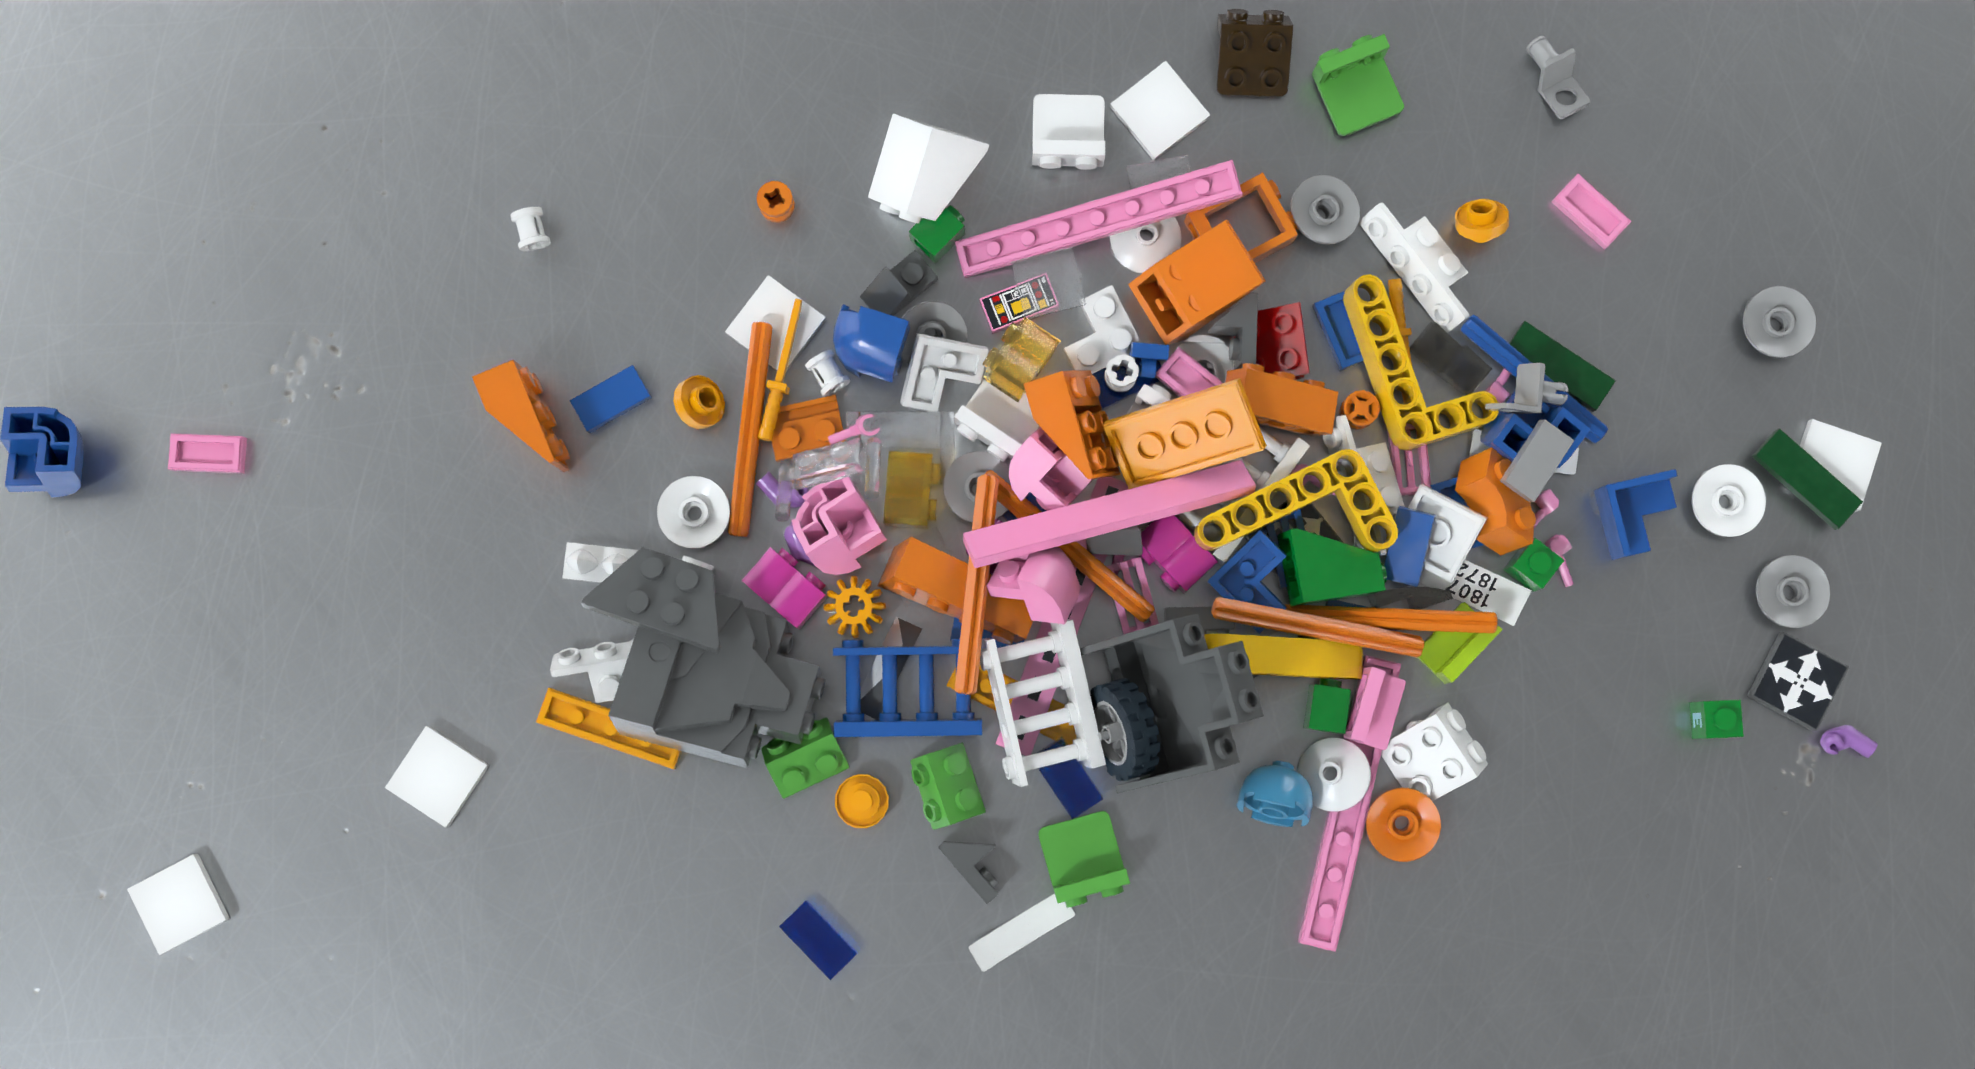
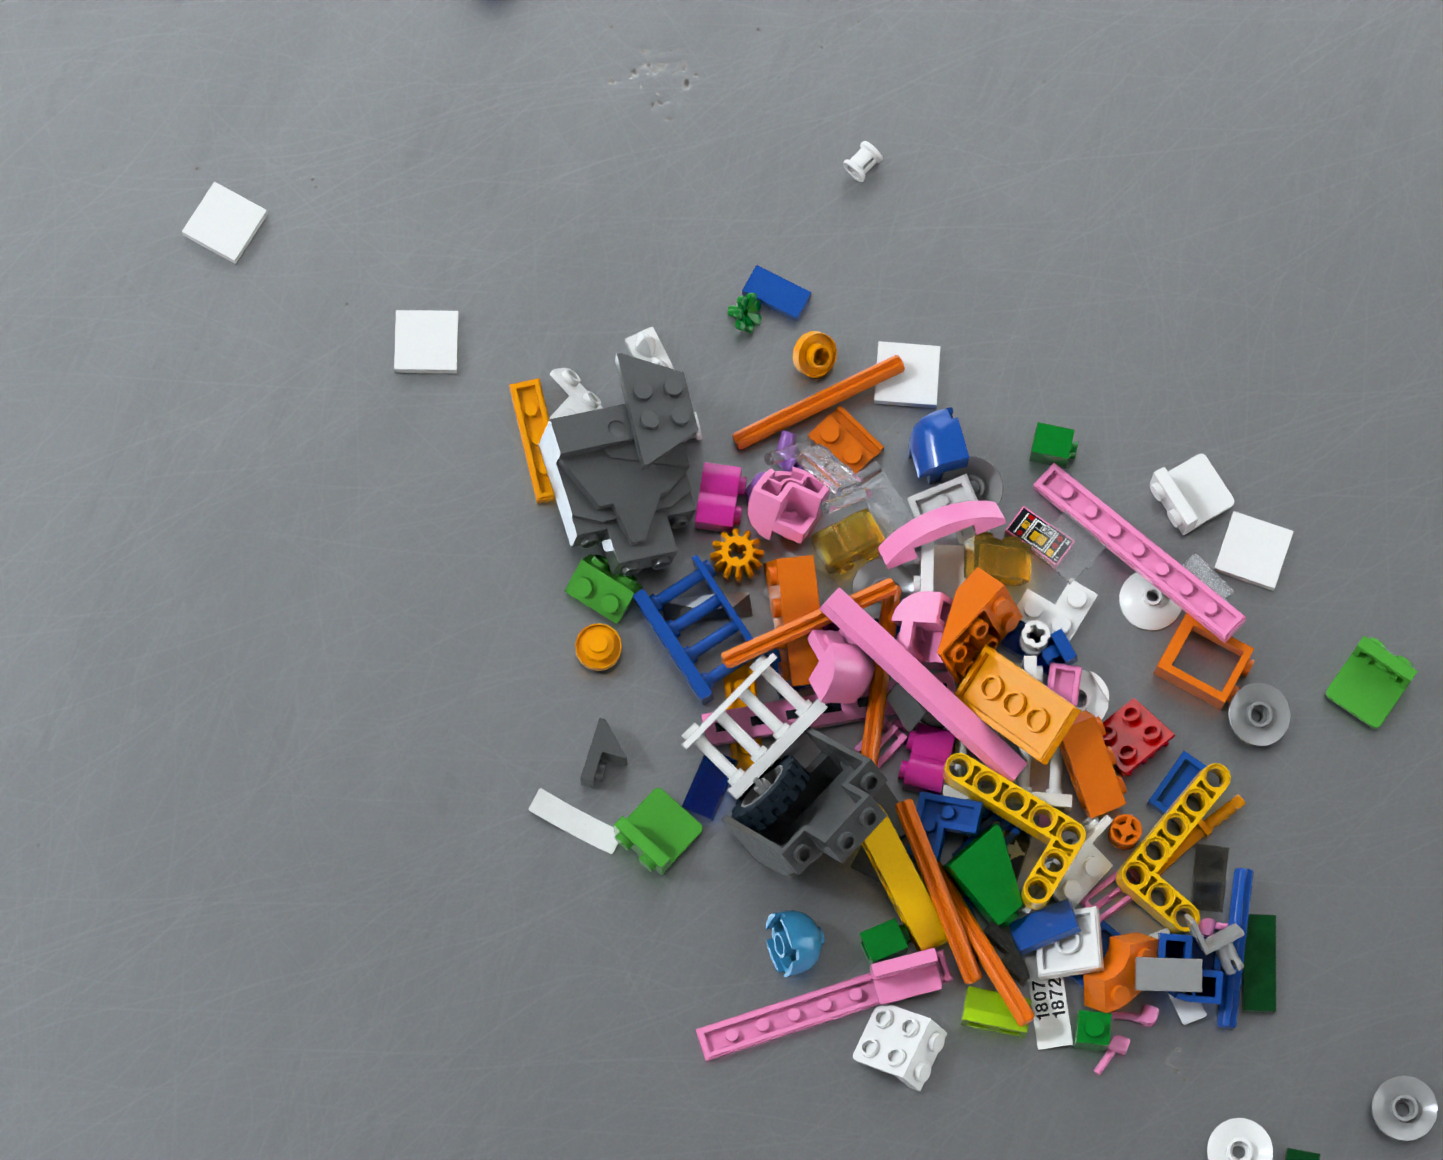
camera: 55 degrees right, 10 degrees down
(207, 453) = (555, 44): bright pink tile -> none
(513, 399) = (731, 224): orange slope -> none
(612, 442) = (745, 312): none -> green plant
(678, 501) = (732, 385): white dish -> none
(777, 387) = (862, 401): light orange sword -> none
(780, 207) = (997, 325): orange wheel -> none
(818, 939) = (477, 679): clear blue tile -> none
(827, 373) = (896, 431): white bush -> none
(853, 430) = (865, 473): bright pink hand -> none
(900, 285) = (994, 444): dark grey slope -> none
(922, 168) = (1091, 402): white slope -> none
(947, 786) = (648, 701): bright green bracket -> none
(954, 396) = (936, 524): none -> bright pink slope
(1196, 283) = (1135, 648): orange slope -> none
(1241, 323) = (1129, 699): dark grey slope -> none
(1254, 53) = (1343, 590): dark brown bracket -> none
(1352, 773) = (841, 989): white dish -> none
(1414, 839) = (829, 1034): orange dish -> none
(1421, 262) = (1270, 810): white bracket -> none
(1482, 220) = (1330, 835): light orange plate -> none
(1591, 211) = (1395, 917): bright pink tile -> none
(1623, 506) = (1187, 1076): blue panel -> none

